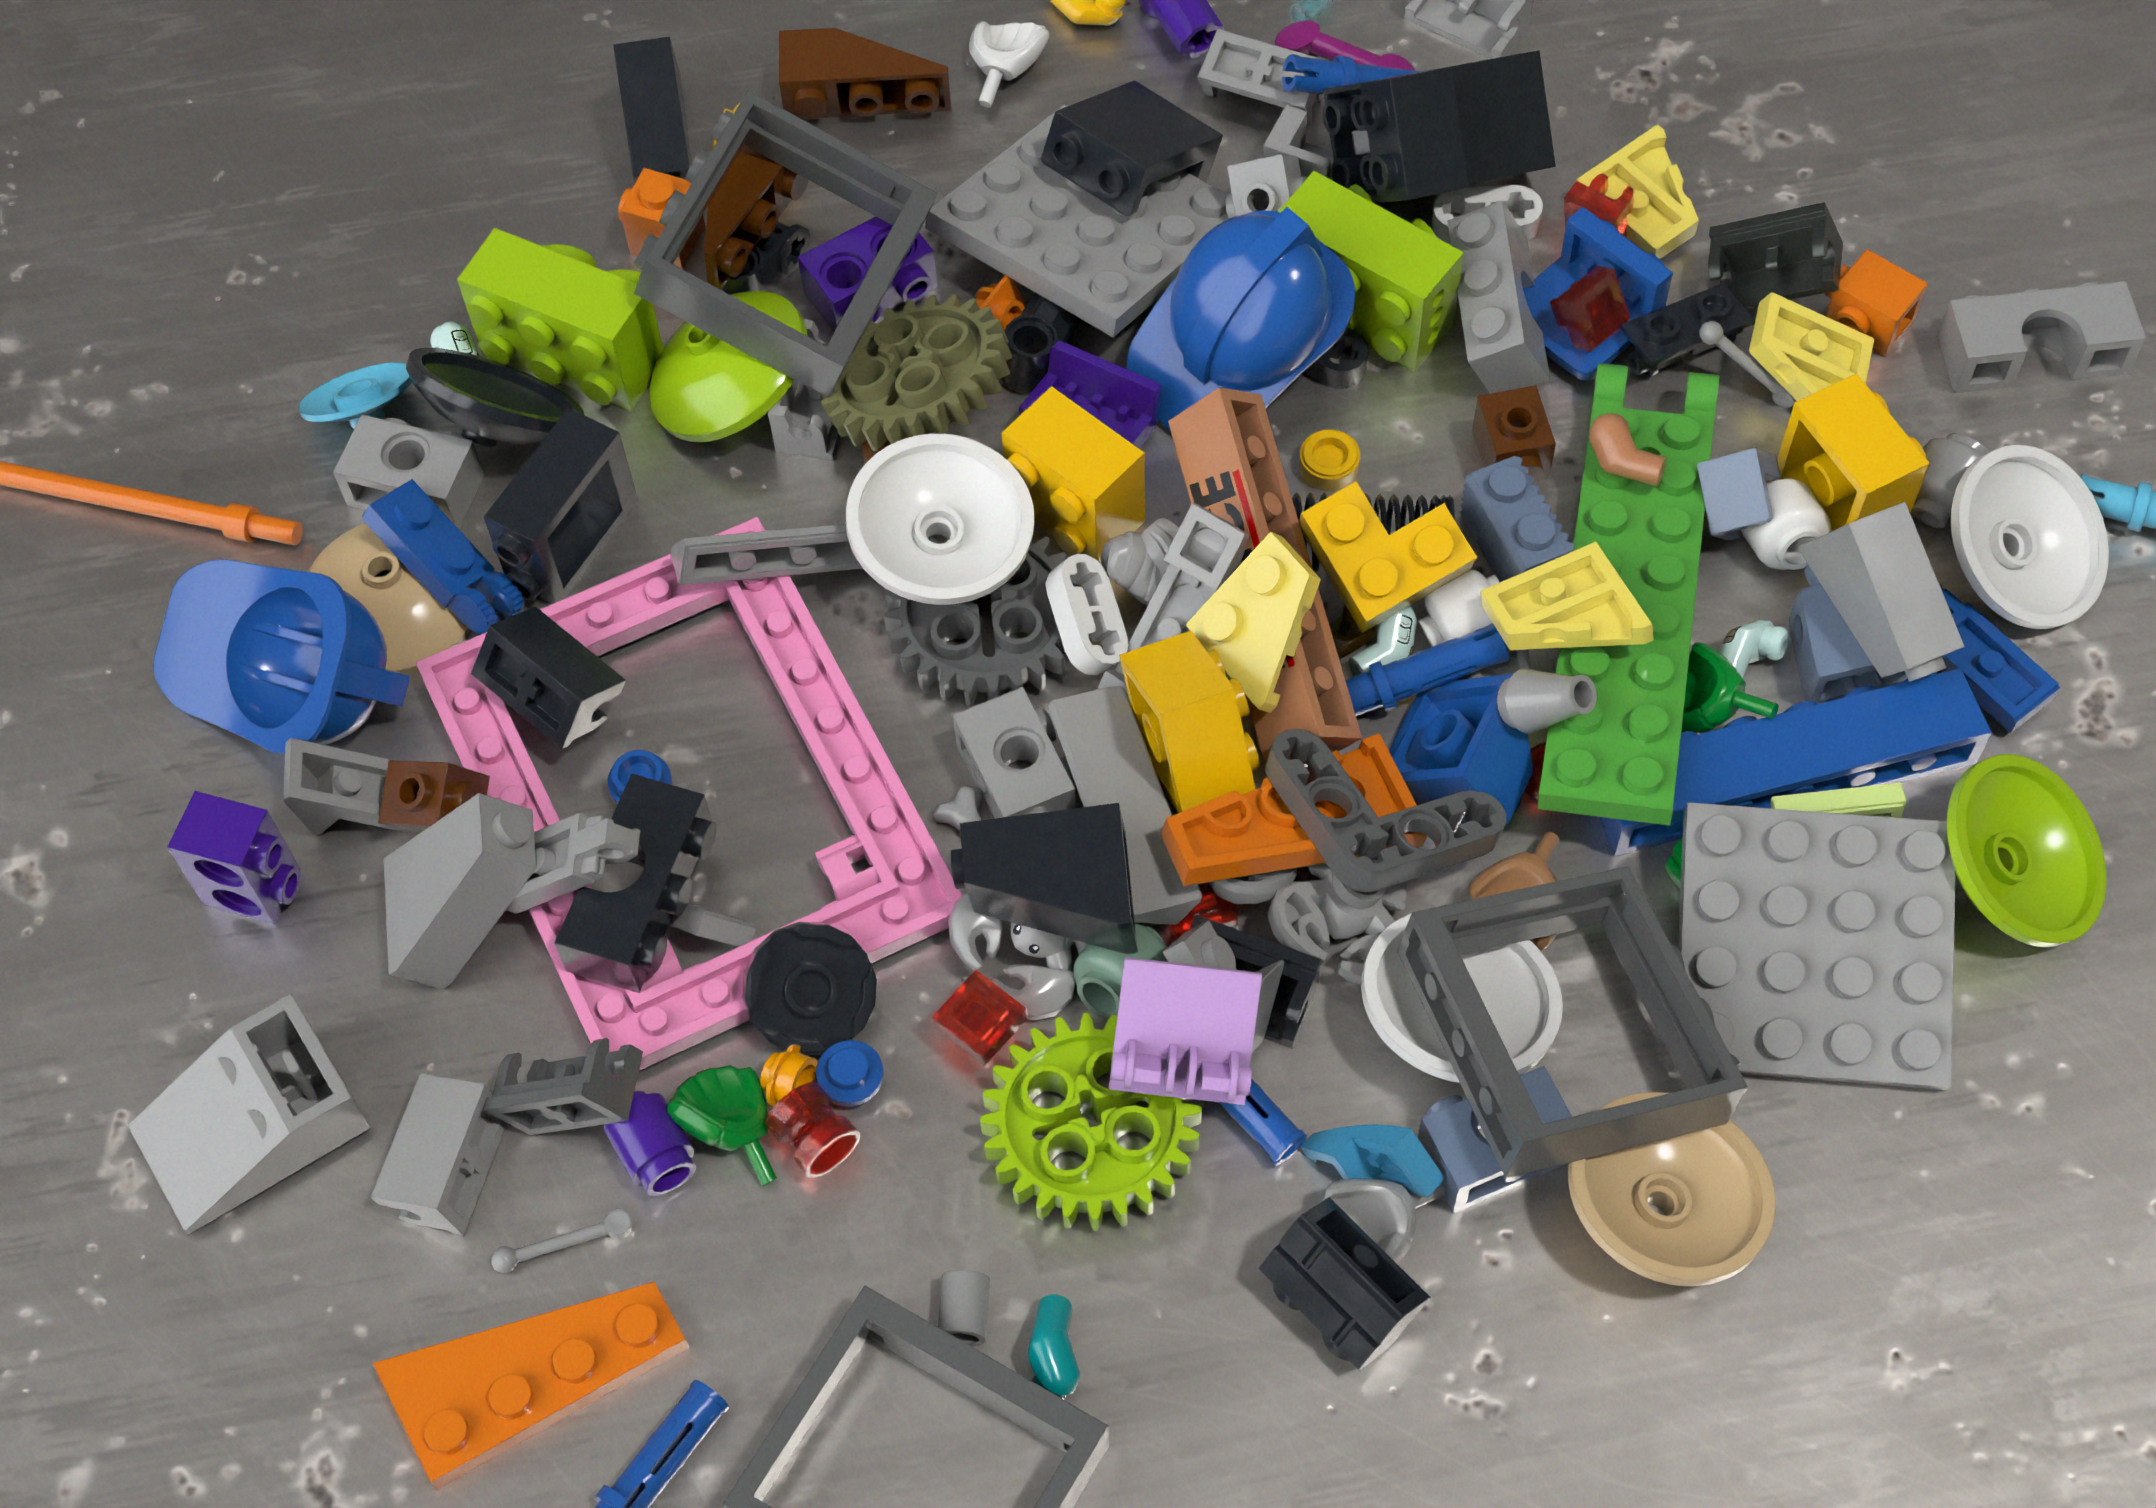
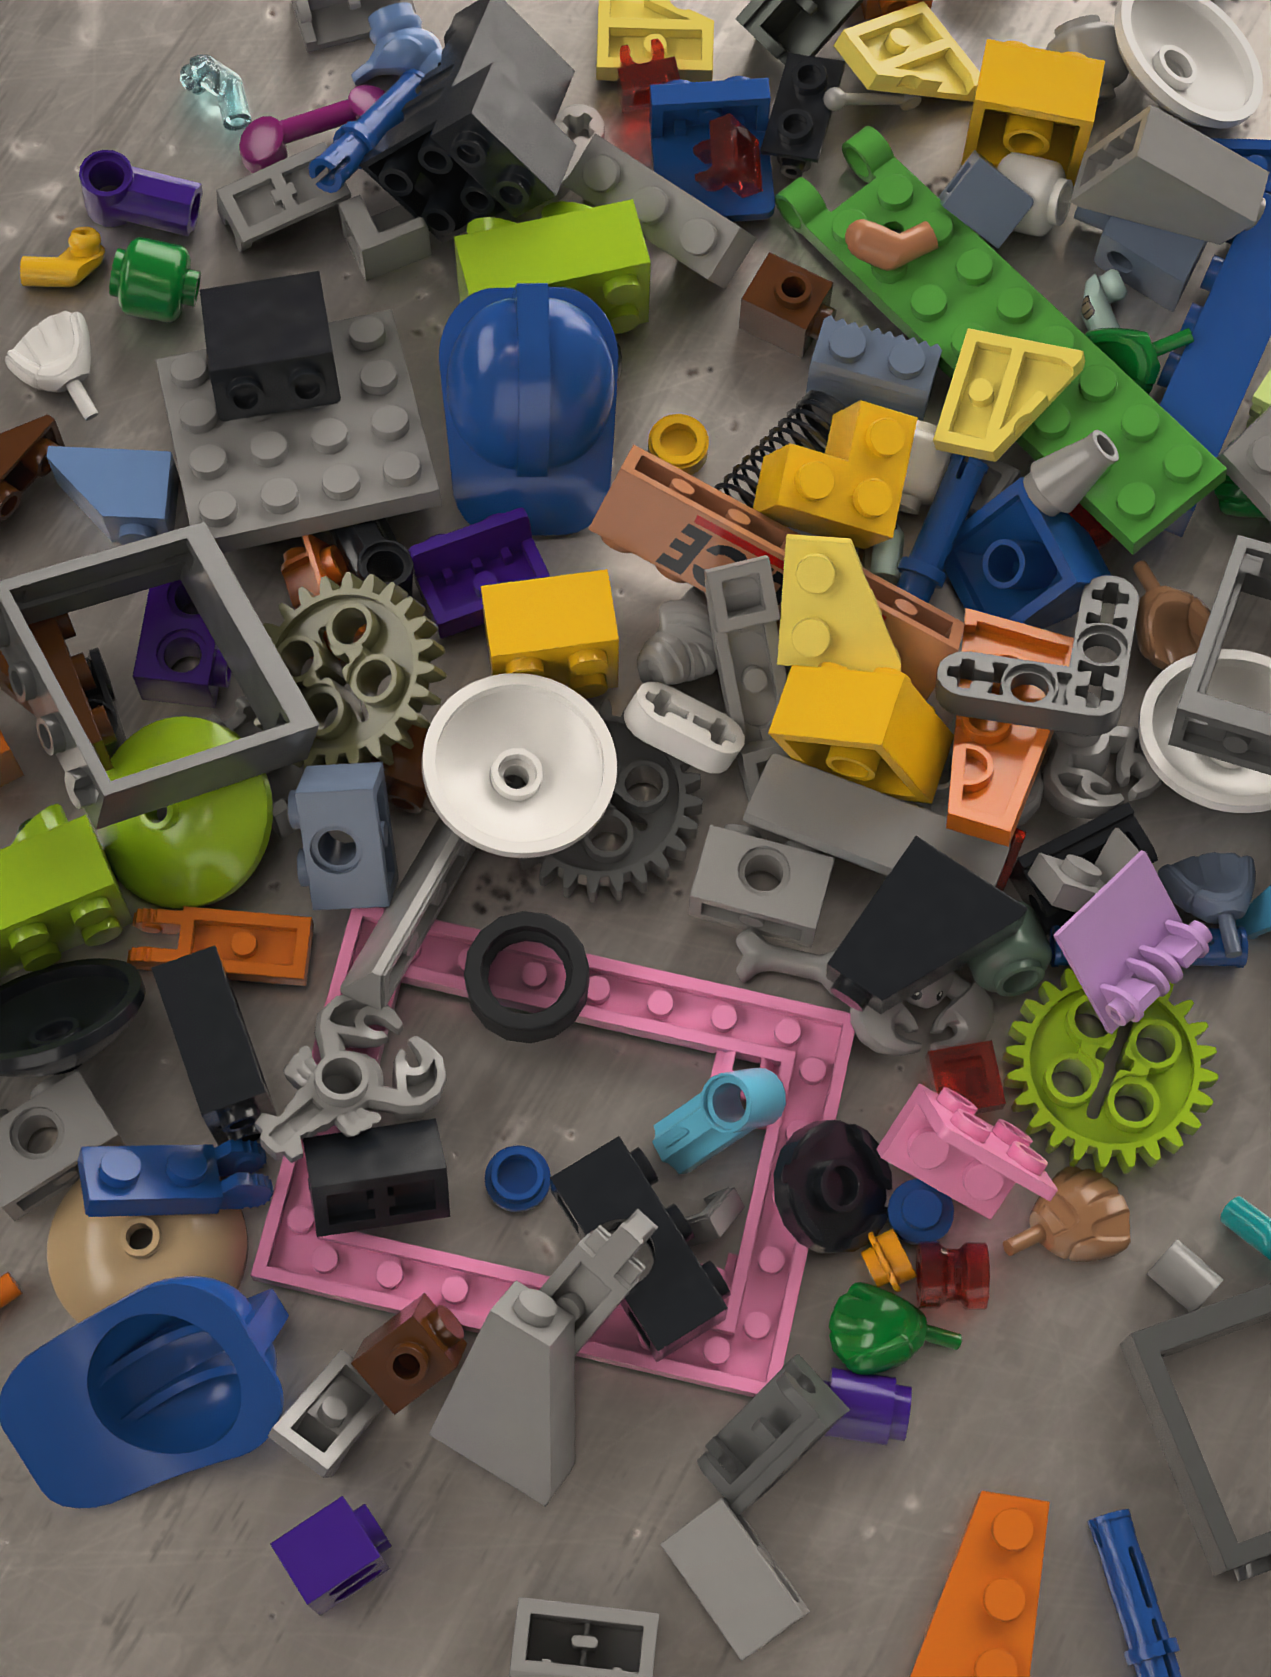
camera: 55 degrees left, 10 degrees up
(602, 603) = (351, 1082): none -> light grey animal
(616, 1225) = (900, 1485): light grey hinge -> none
(665, 476) = (249, 943): none -> orange hinge
(782, 617) = (516, 929): none -> black tyre
(793, 463) = (354, 802): none -> sand blue brick
(794, 862) = (717, 1117): none -> medium azure piece
(913, 1049) = (961, 1154): none -> bright pink bracket
(938, 146) = (120, 490): none -> medium blue slope
(943, 1192) = (1082, 1220): none -> medium nougat piece
(1118, 51) = (154, 280): none -> green head
(1262, 184) = (398, 275): light grey brick -> none
(1314, 1089) = (1214, 890): none -> sand blue piece
(1464, 43) = (399, 44): none -> medium blue animal

